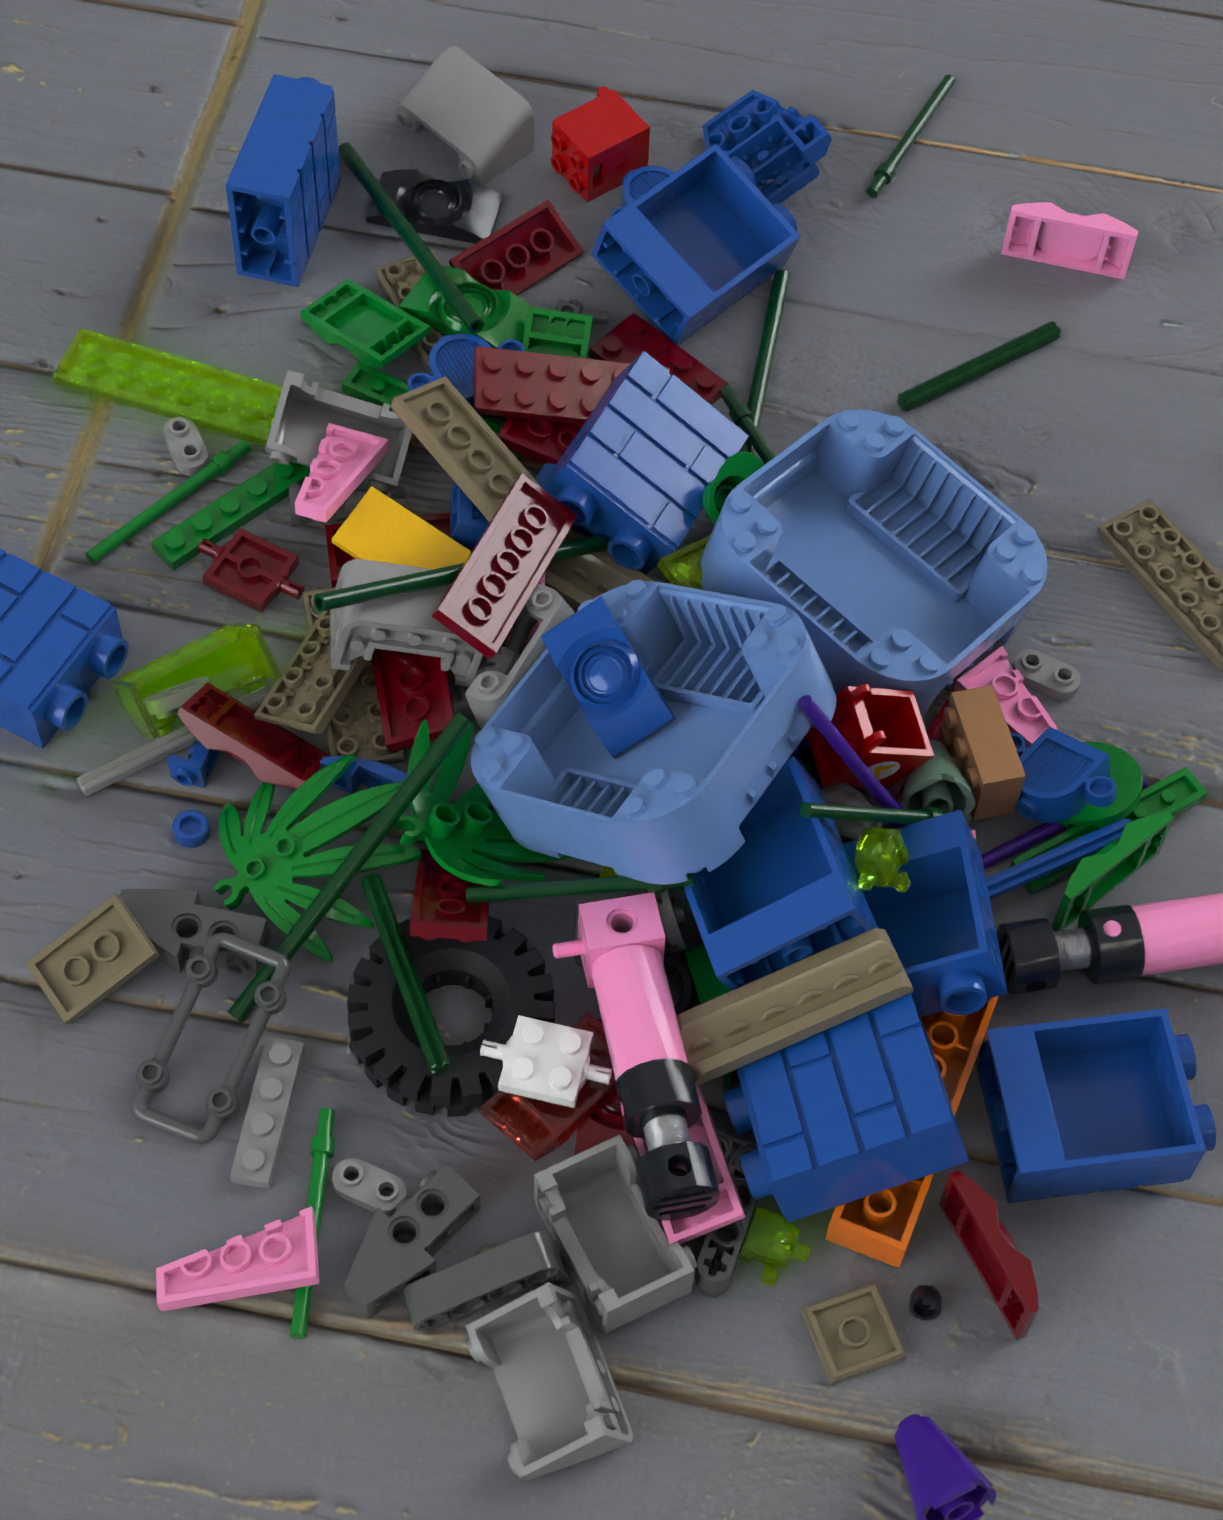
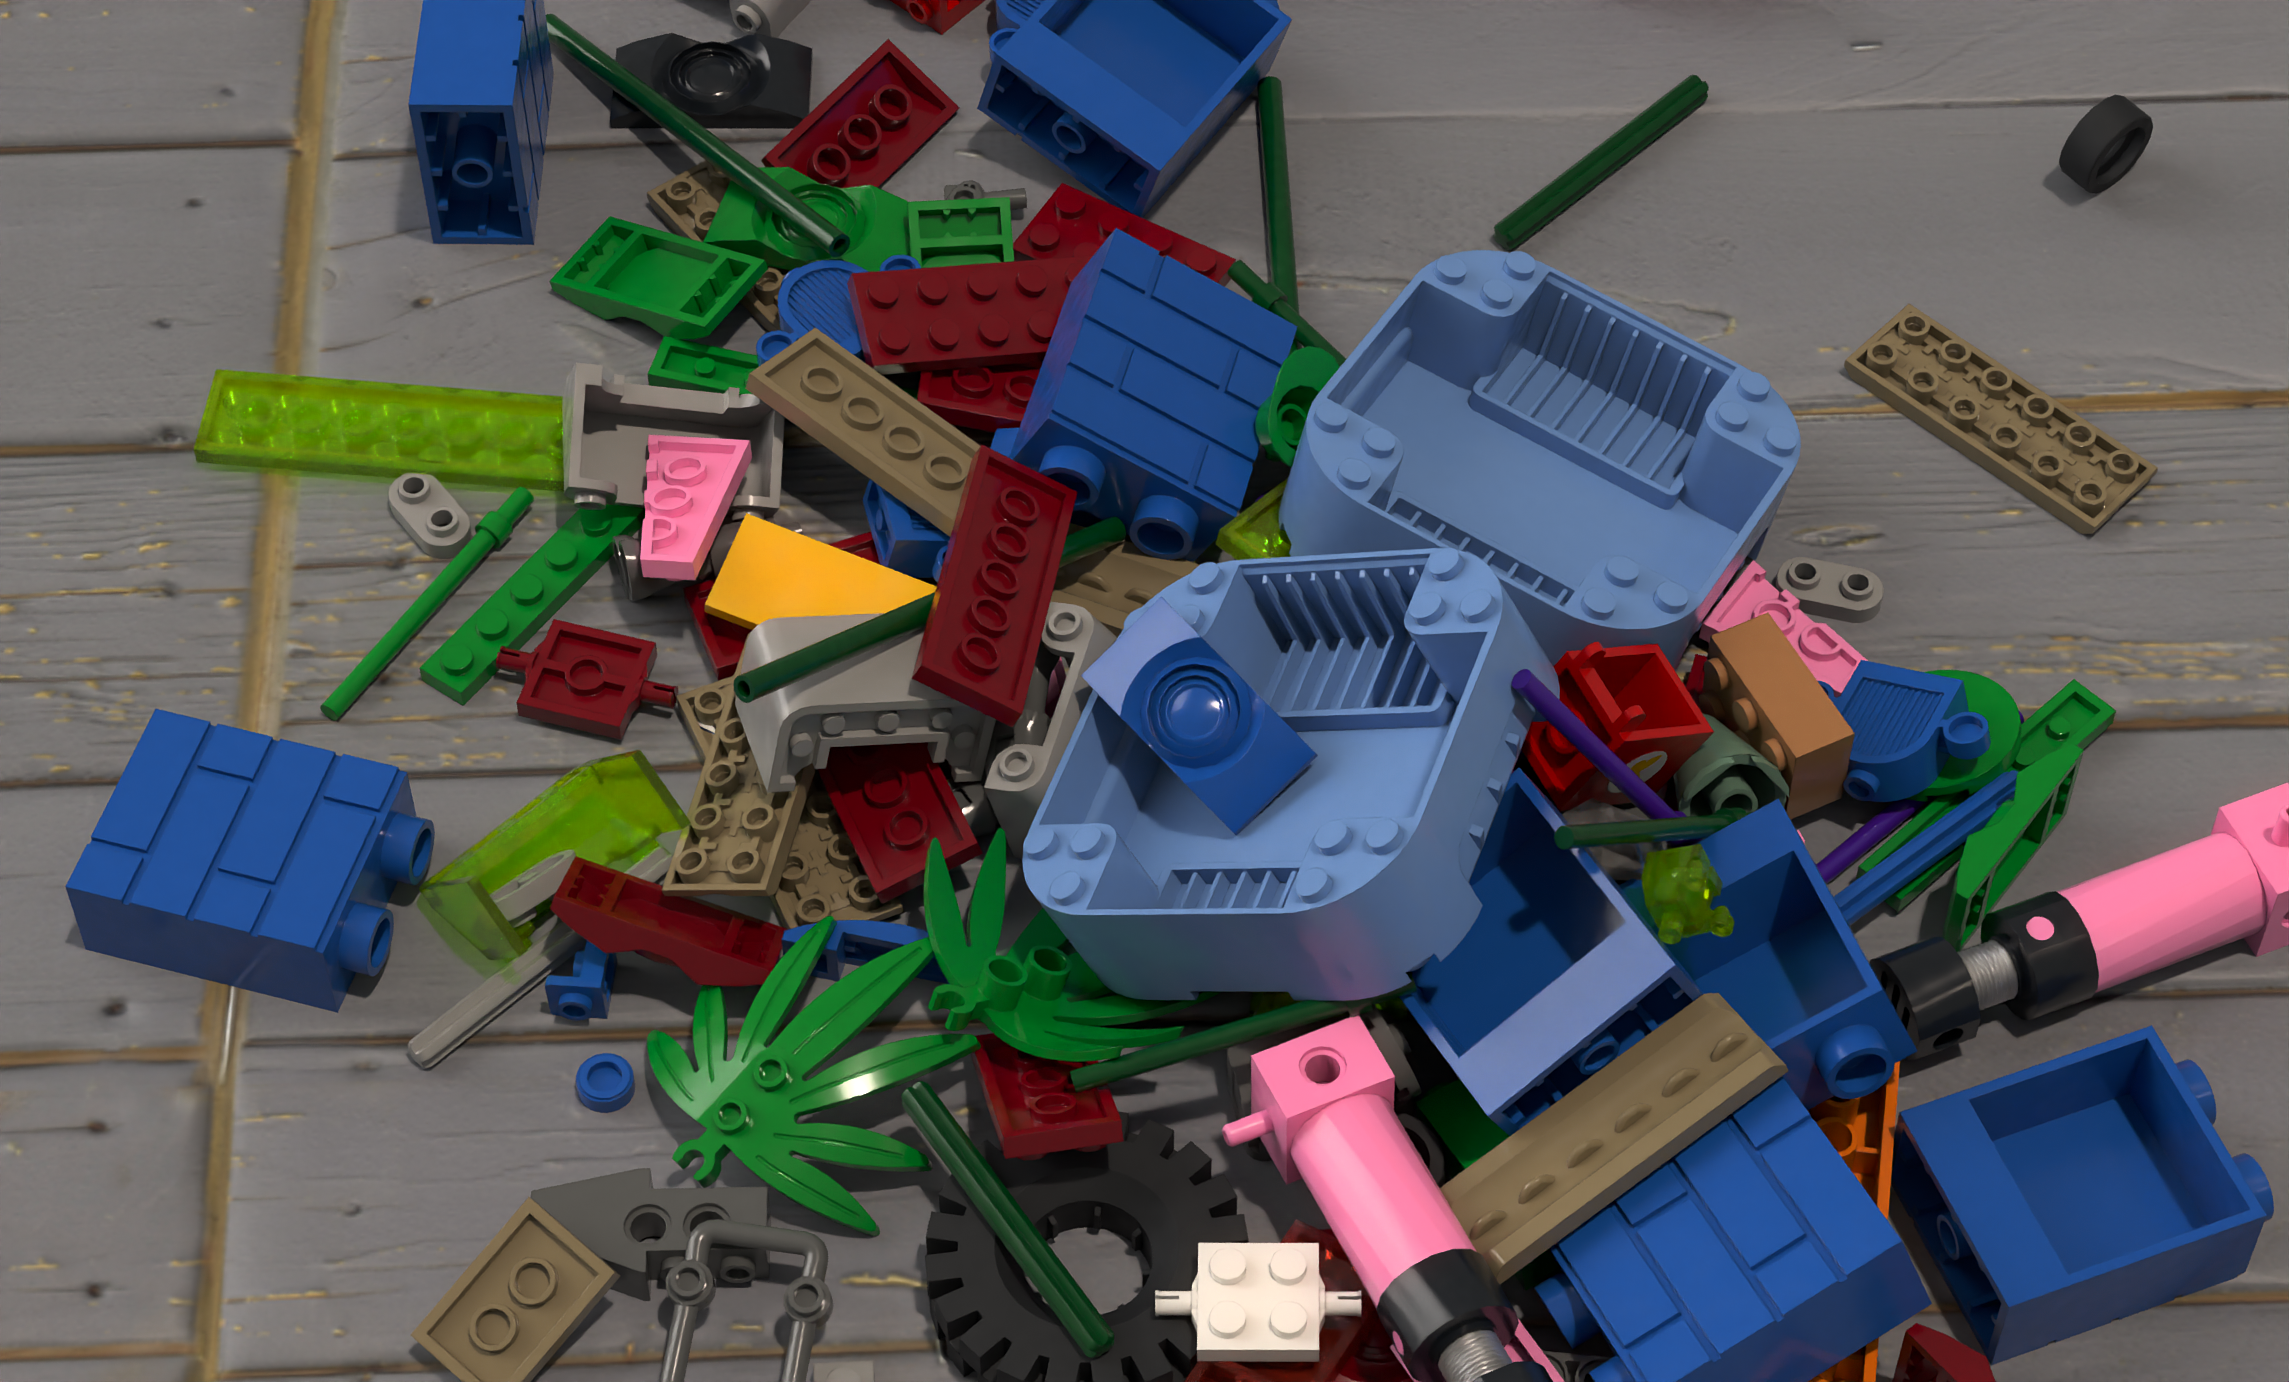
camera: 10 degrees left, 5 degrees down
(356, 858) = (884, 1070): dark green piece -> none

